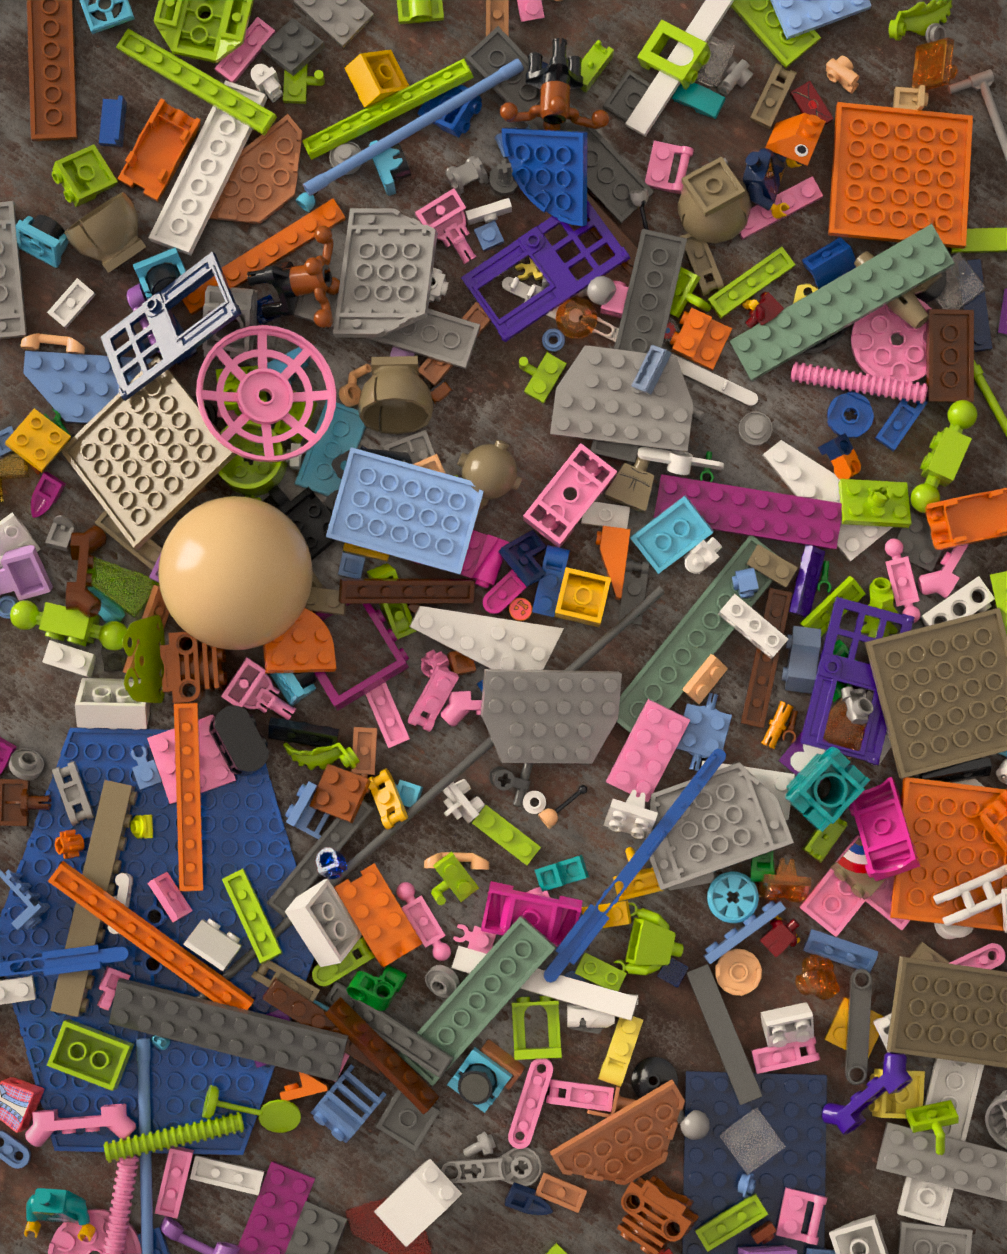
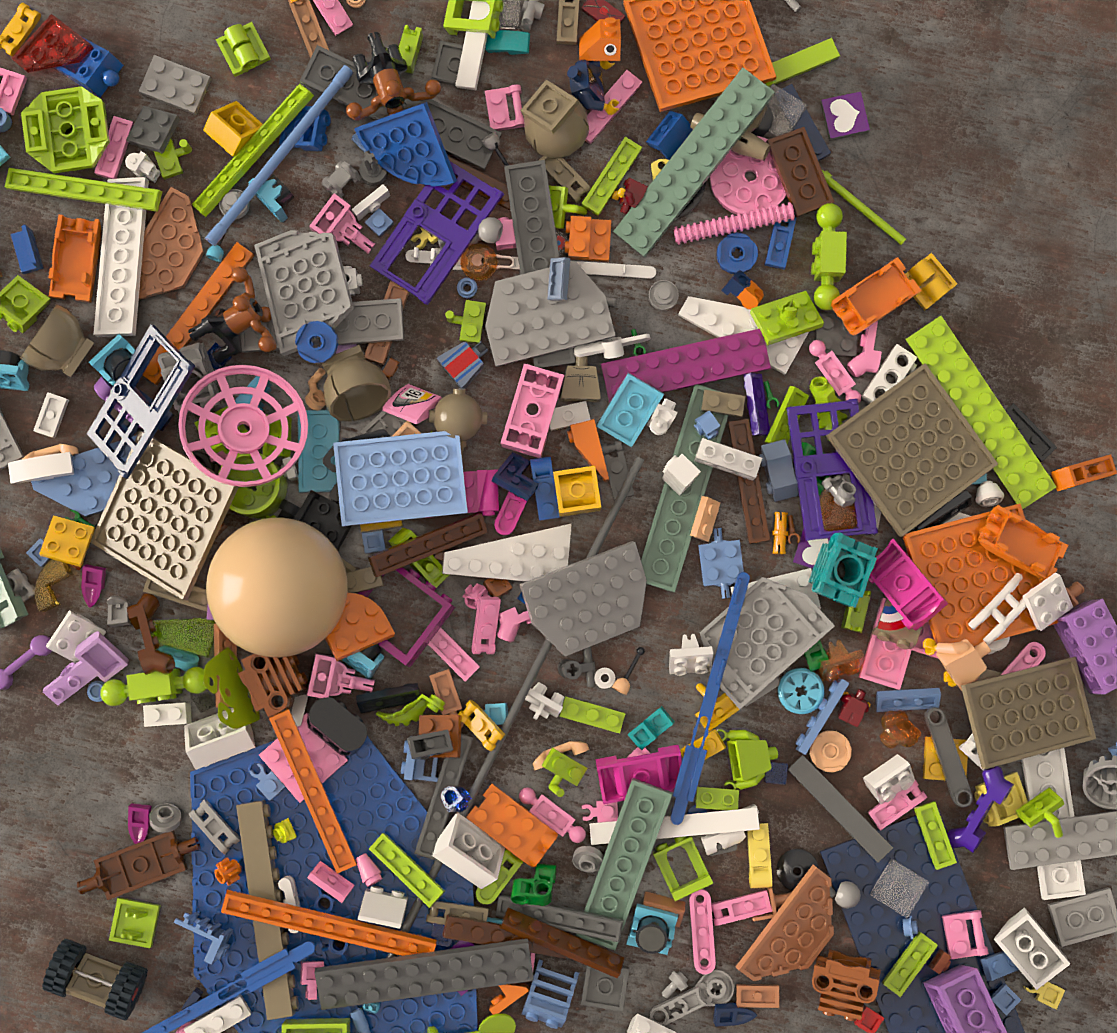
camera: 25 degrees left, 0 degrees up
(40, 354) = (41, 468): none -> white slope
(207, 706) = (299, 708): none -> white sticker
(212, 901) = (368, 870): none -> bright pink cone
(326, 796) = (429, 744): none -> dark grey slope
(388, 339) = (305, 345): none -> blue plate
(447, 438) = (411, 403): none -> bright pink slope
(518, 417) = (463, 362): none -> torso
(520, 609) = (529, 522): tile -> none
(648, 749) = (682, 596): bright pink plate -> none
(695, 621) = (680, 473): none -> white brick
(811, 1101) = (935, 835): none -> lime plate
(909, 929) = (959, 659): none -> light nougat torso

